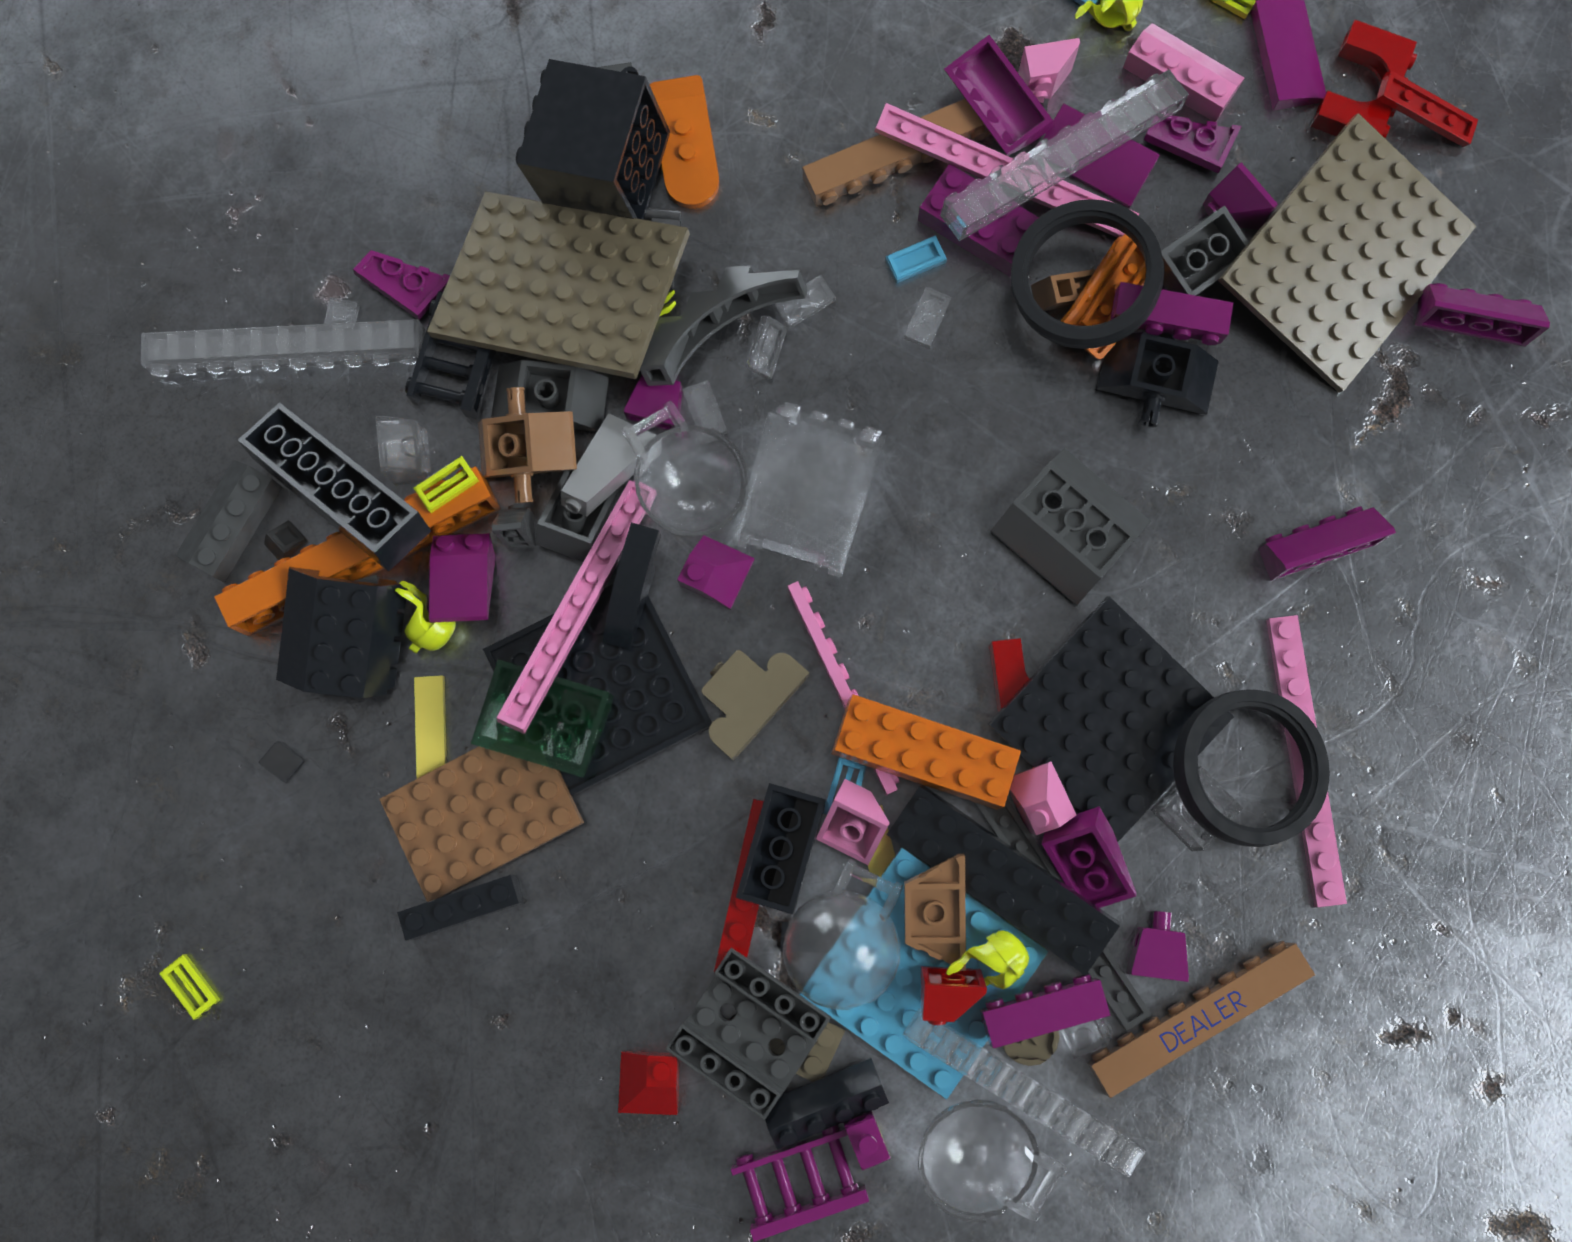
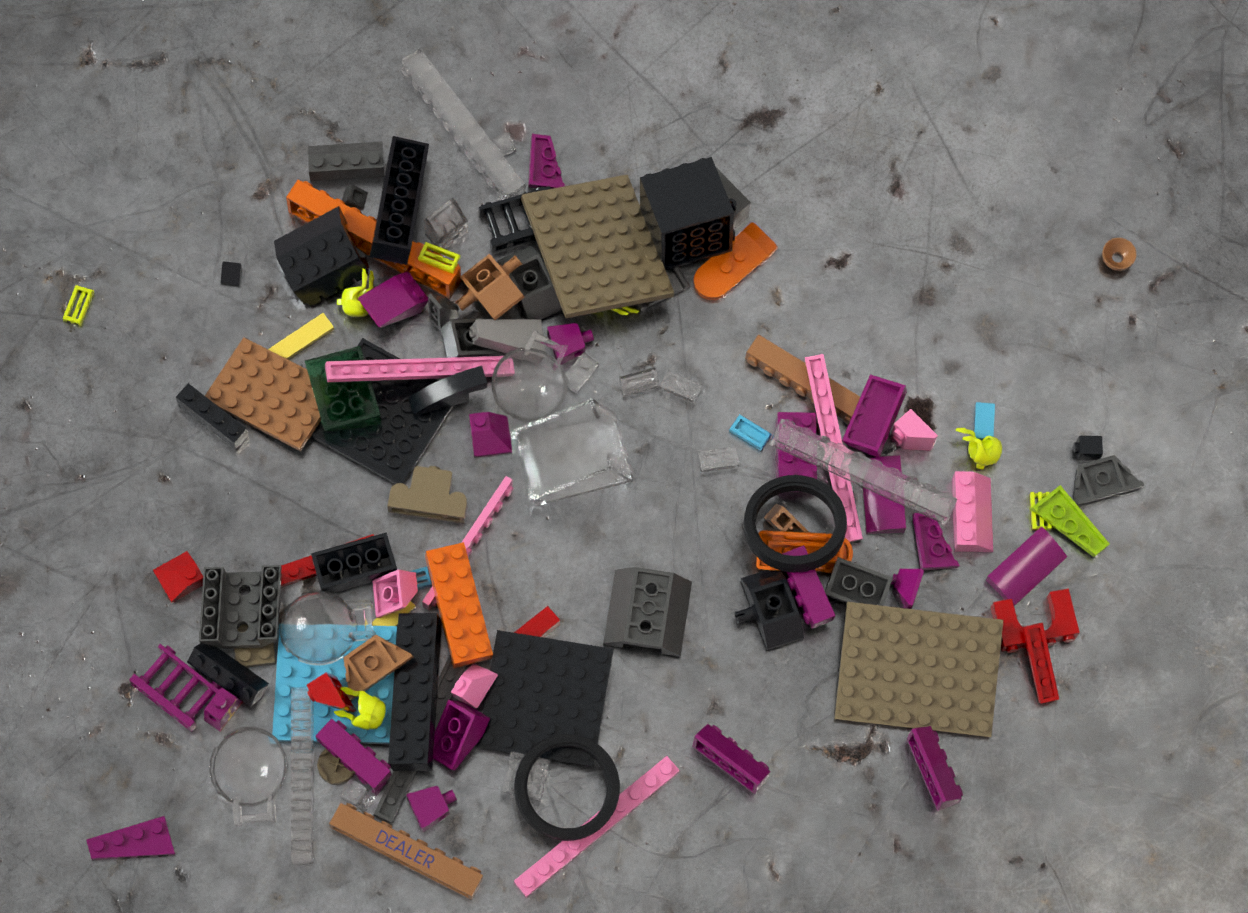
camera: 45 degrees right, 10 degrees down
(709, 311) = (634, 335): dark grey arch -> none

